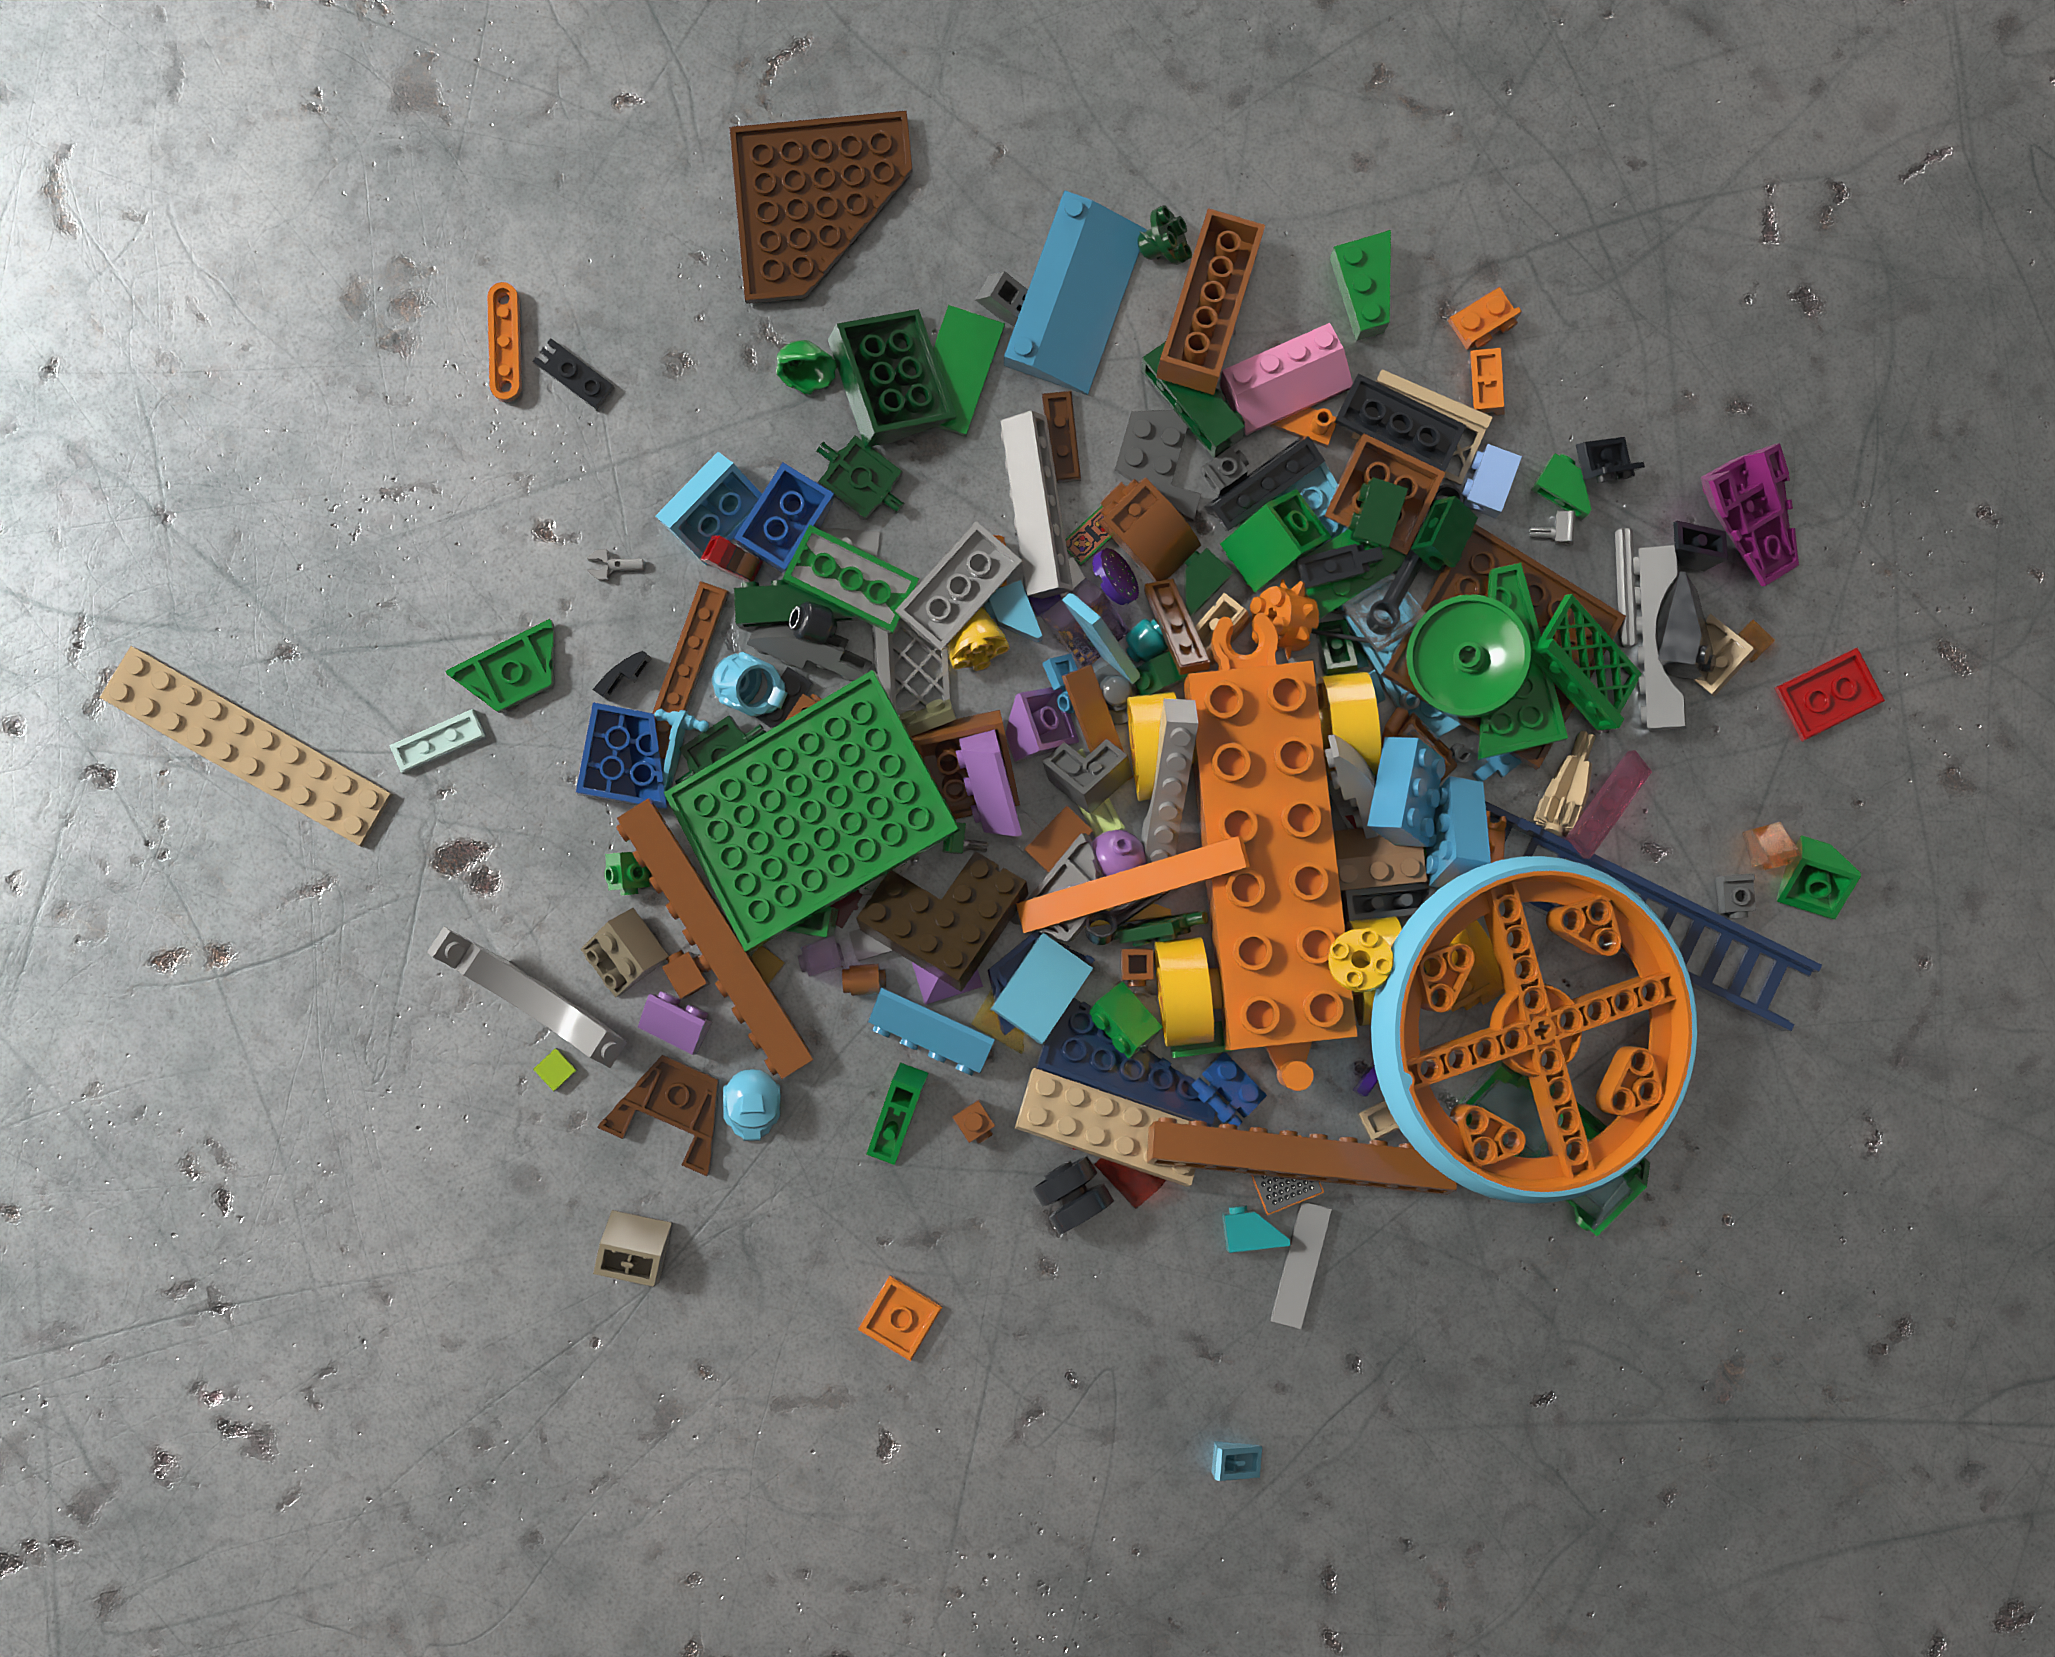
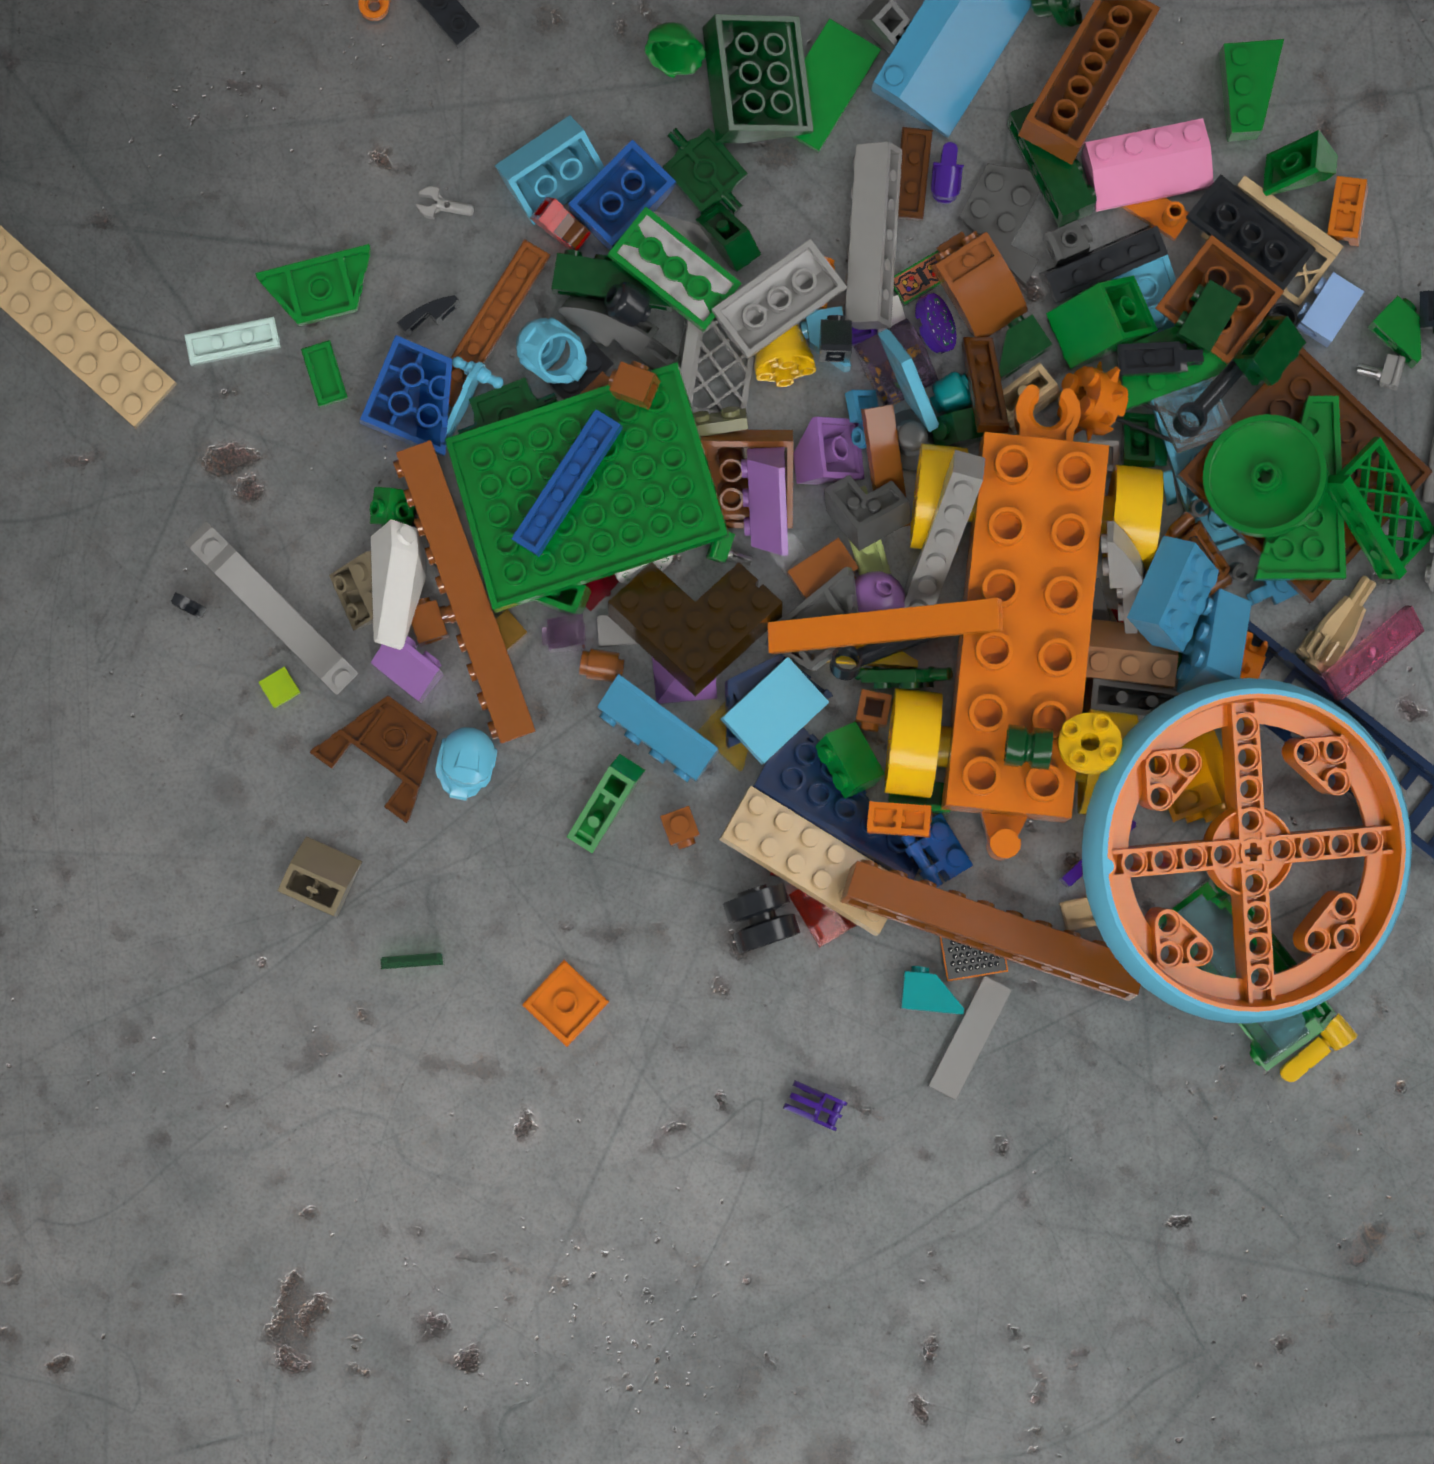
camera: 10 degrees right, 0 degrees up
(447, 1008) = (188, 605): none -> black tile
(534, 753) = (324, 374): none -> green tile
(645, 943) = (397, 581): none -> white wedge
(741, 1310) = (412, 961): none -> clear green tile
(790, 811) = (567, 483): none -> blue plate
(835, 700) = (634, 384): none -> dark orange brick
(897, 536) = (729, 236): none -> dark green slope
(1022, 613) = (835, 339): none -> black slope
(1094, 431) = (946, 175): none -> dark purple arm
(1168, 1366) = (834, 1113): none -> dark purple arm
(1186, 1069) = (899, 819): none -> orange hinge
(1236, 1461) = (865, 1213): medium azure slope -> none
(1303, 977) = (1028, 747): none -> dark green wheel
(1432, 347) = (1299, 164): none -> green slope
(1484, 318) = (1361, 146): orange bracket -> none
(1659, 1186) = (1336, 1035): none -> yellow piece

